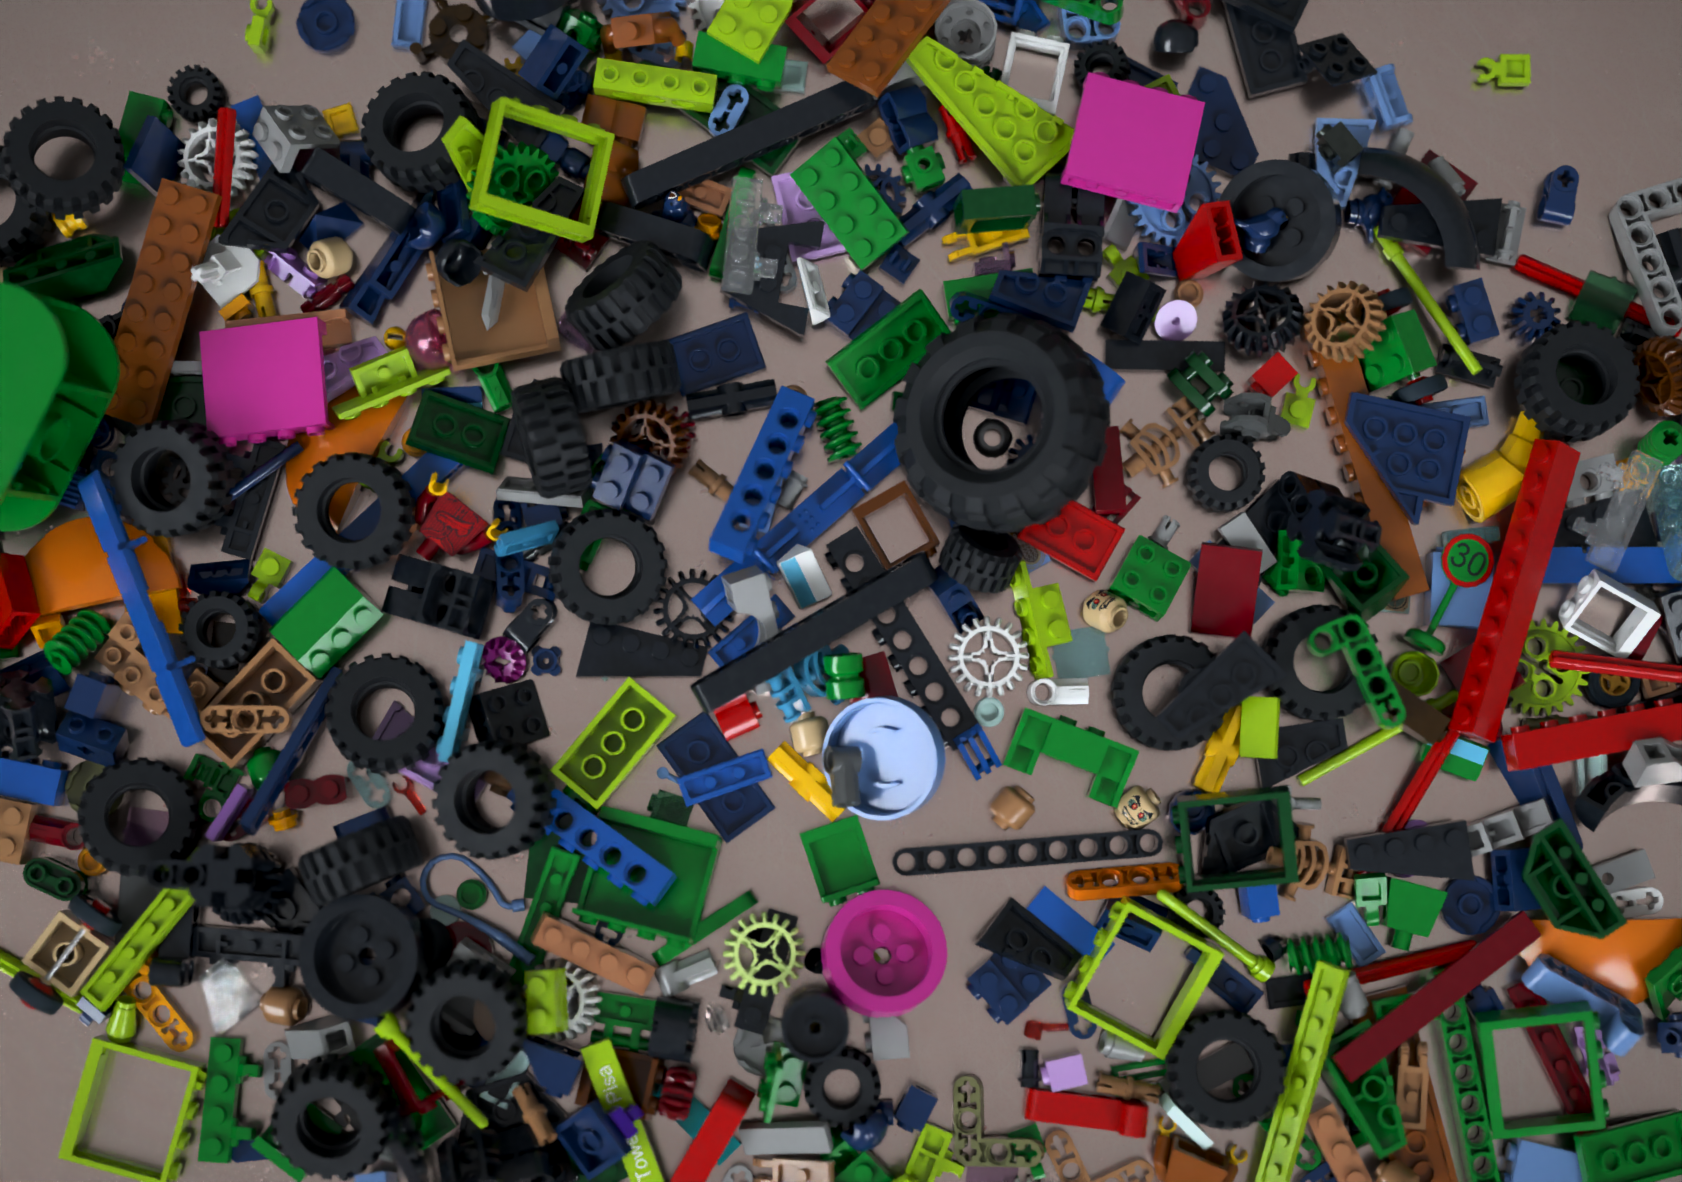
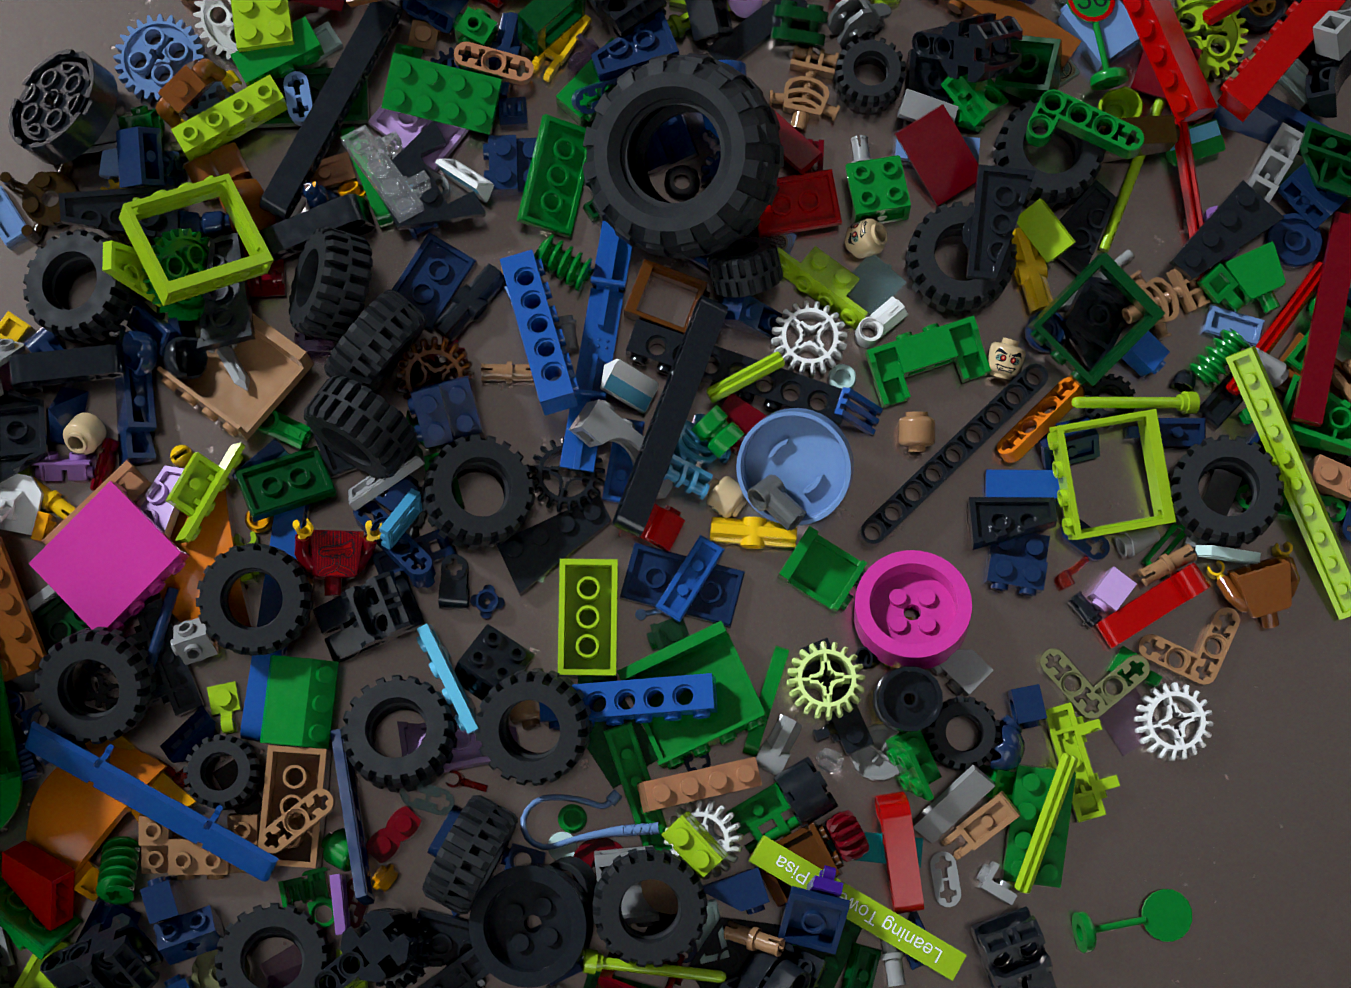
camera: 40 degrees left, 5 degrees down
(278, 501) = (193, 642): none -> light grey brick
(425, 341) = (208, 436): clear pink cylinder -> none
(508, 650) = (454, 613): magenta gear -> none
(905, 648) = (745, 377): none -> lime axle
(916, 199) = (471, 64): none -> nougat beam

